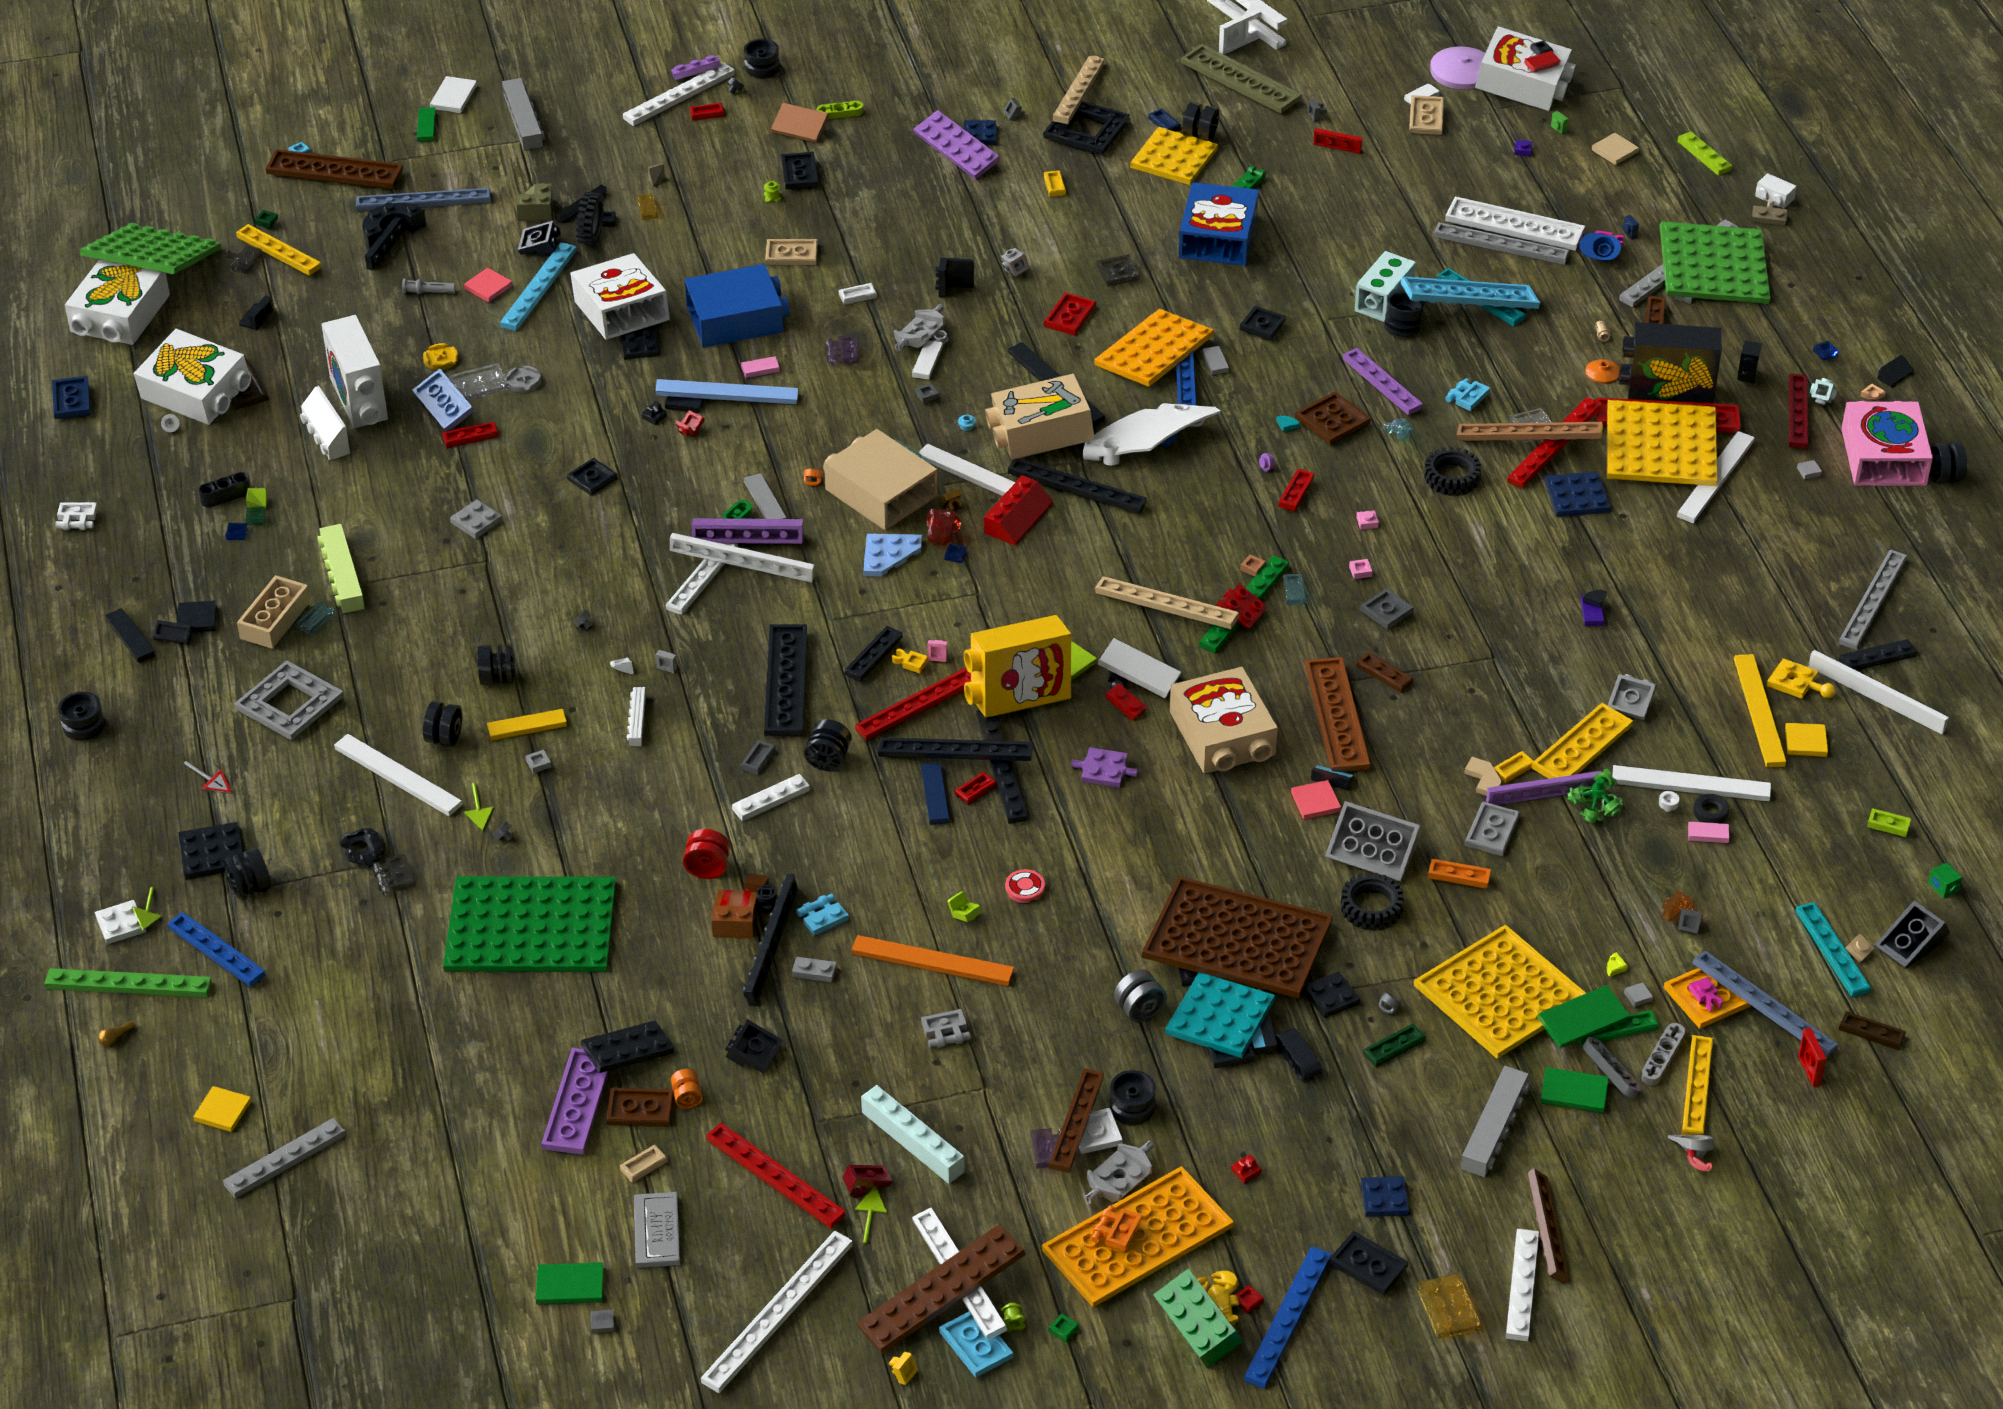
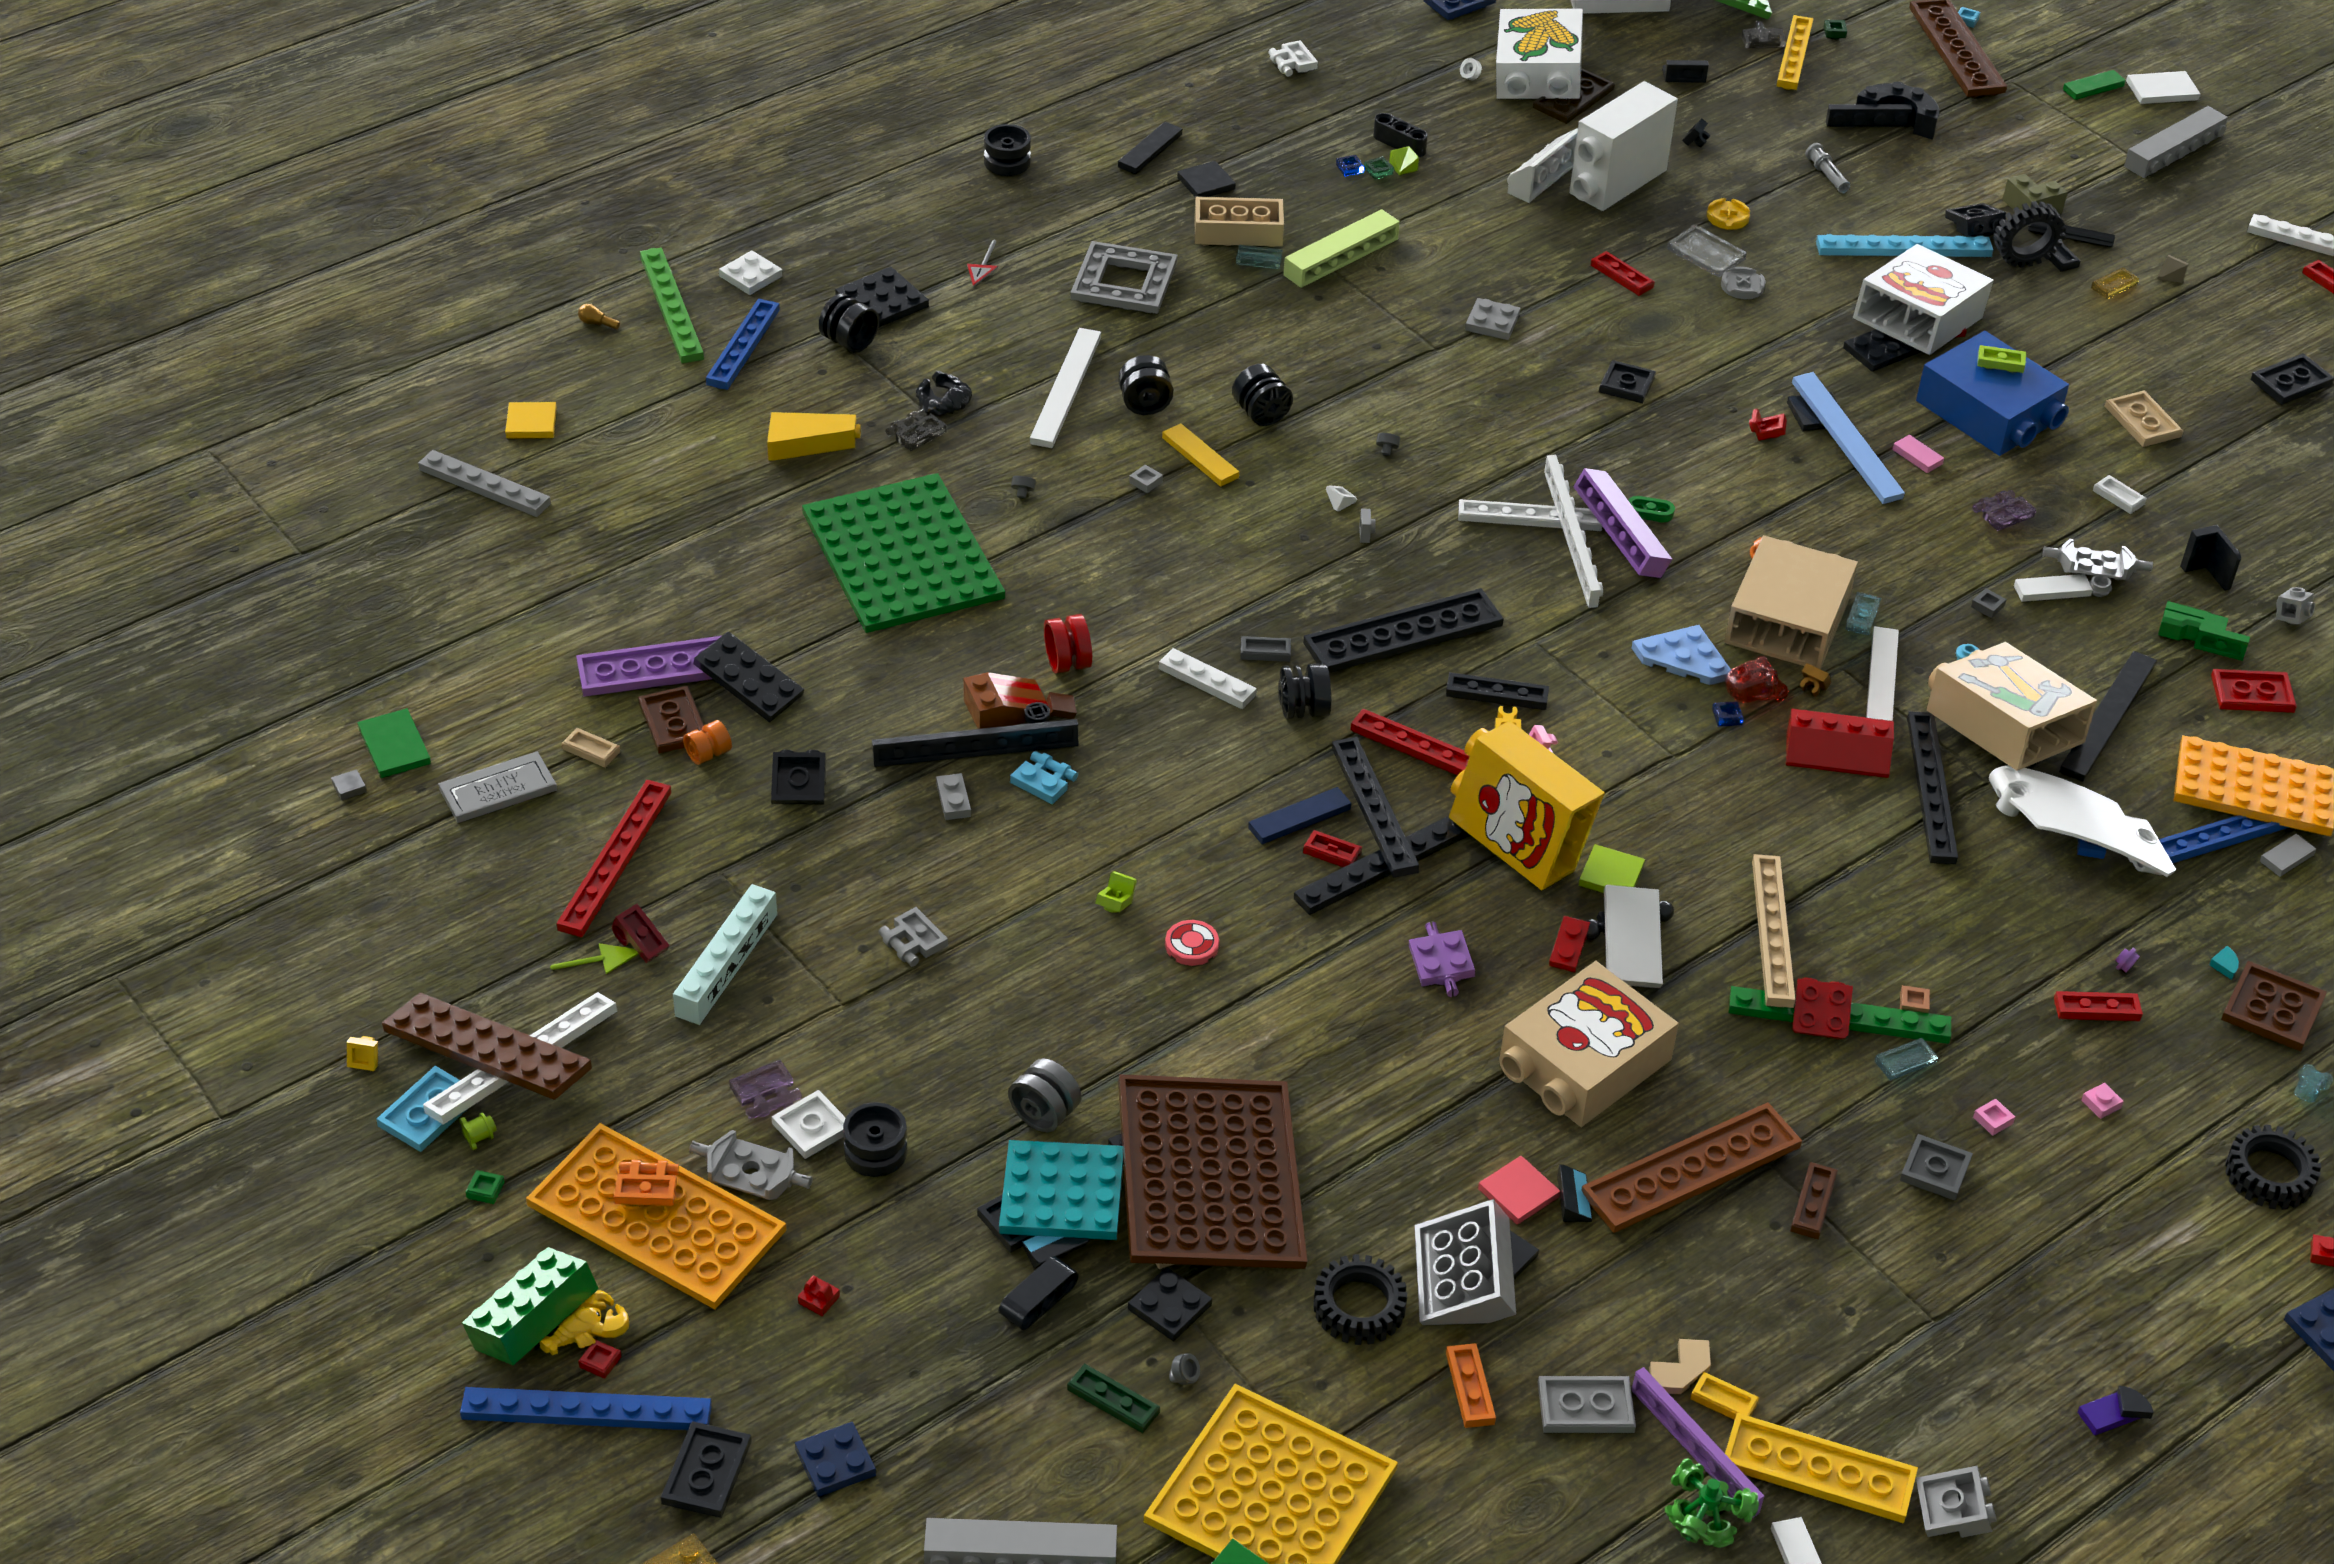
camera: 65 degrees right, 0 degrees up
(145, 917) = (762, 284): lime piece -> none
(172, 632) = (1170, 170): black tile -> none
(360, 938) = (810, 434): none -> yellow slope
(426, 199) = (1973, 124): sand blue tile -> none
(443, 400) = (1652, 233): medium blue plate -> none
(479, 816) = (1045, 465): lime piece -> none
(488, 284) = (1873, 209): coral tile -> none
(636, 720) = (1266, 532): white piece -> none
(654, 413) = (1767, 395): black tile -> none
(725, 281) = (2001, 359): none -> lime plate
(764, 497) = (1695, 525): light grey tile -> none
(772, 192) = (2231, 368): lime brick -> none
(776, 1312) = (413, 919): white plate -> none
(932, 960) = (1022, 896): orange tile -> none
(1008, 309) = (2203, 628): none -> green plate
(1076, 1120) = (806, 1093): reddish brown plate -> none

